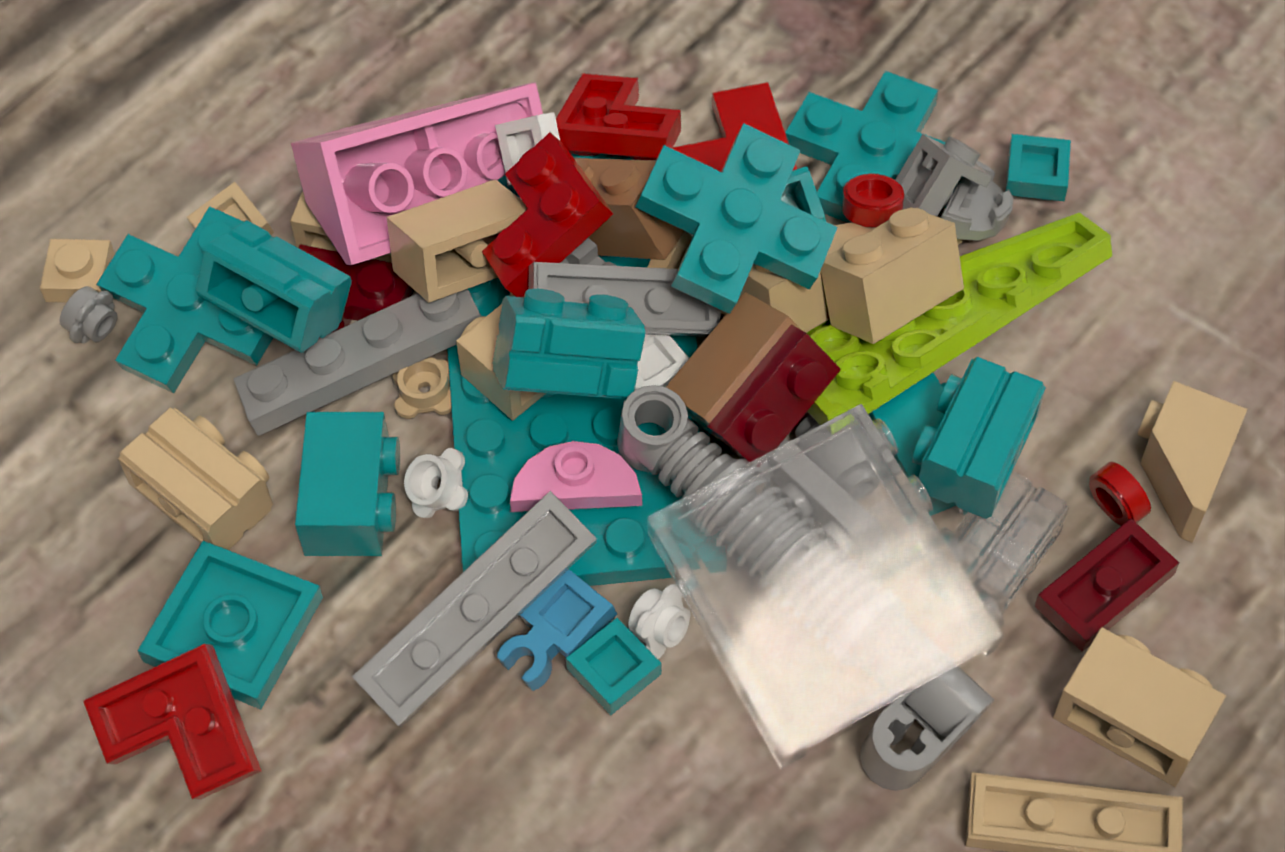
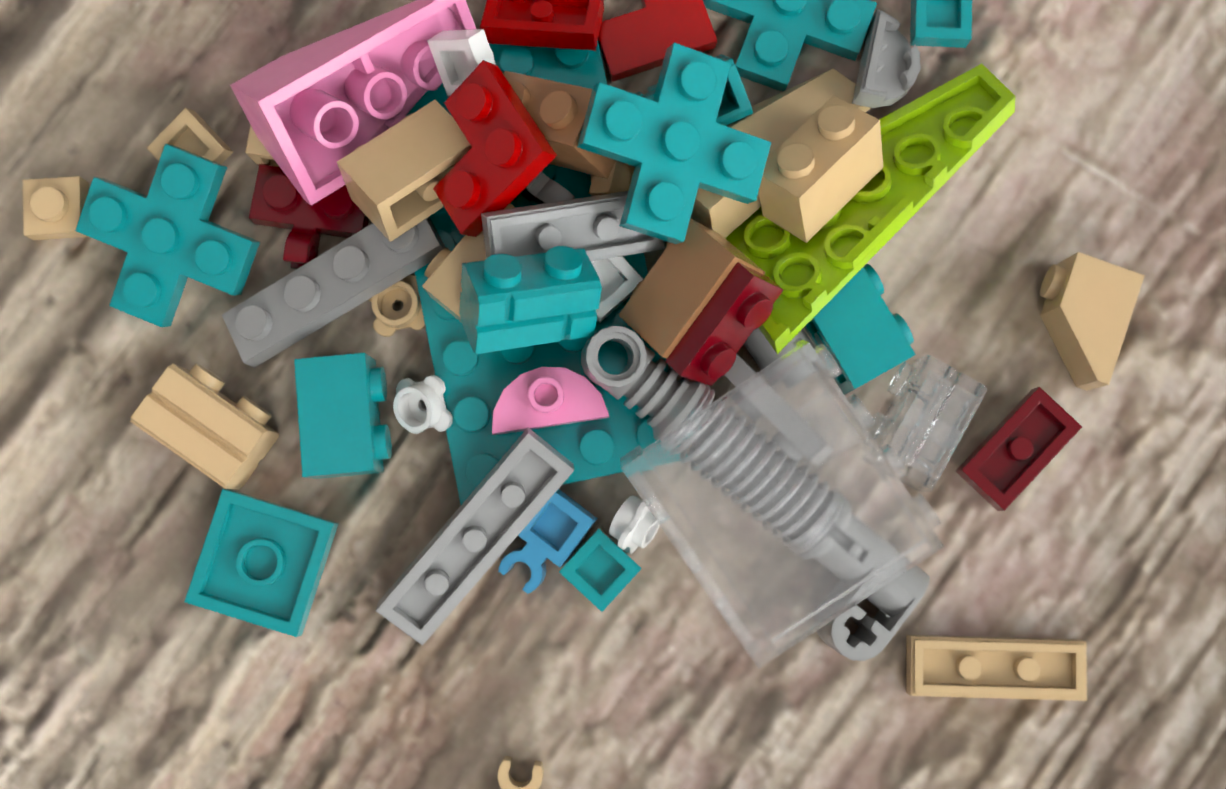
camera: 10 degrees left, 25 degrees up
(89, 315) = (75, 259): light grey plate -> none
(181, 703) = (235, 648): red tile -> none
(273, 286) = (240, 237): teal brick -> none
(871, 199) = (793, 77): red tile -> none
(934, 172) = (848, 44): light grey bracket -> none
(979, 436) = (911, 339): teal brick -> none
(1119, 494) = (1027, 360): red tile -> none
(1139, 705) = (1052, 565): tan brick -> none

